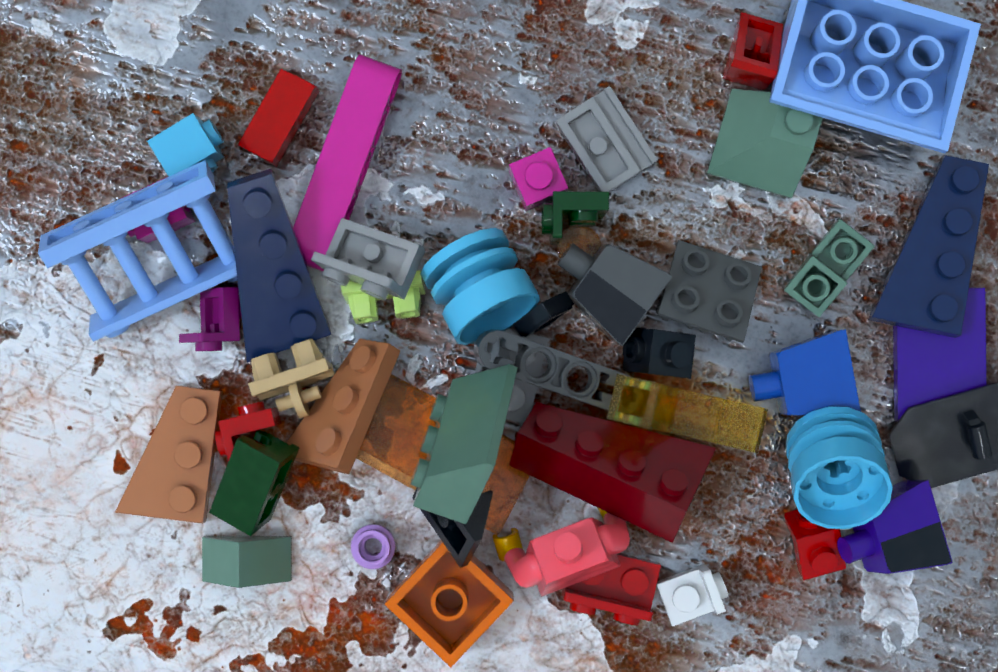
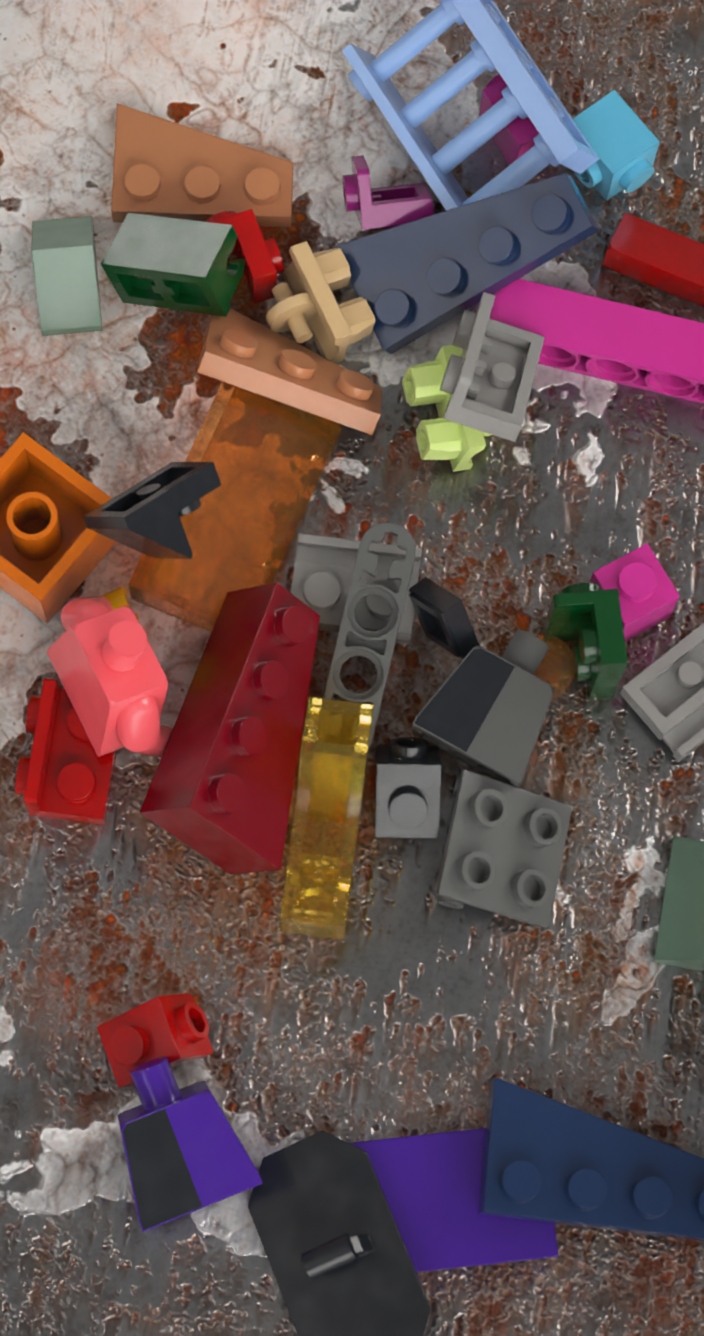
camera: 75 degrees right, 15 degrees down
(367, 559) = (92, 415): lavender plate -> none
(463, 443) = (253, 506): sand green slope -> none
(479, 285) = (476, 517): medium azure wheel -> none
(692, 594) = (63, 868): white bracket -> none
(809, 376) = (395, 1004): blue torso -> none
(828, 267) = (559, 1022): sand green slope -> none
(838, 468) = (268, 1038): medium azure wheel -> none

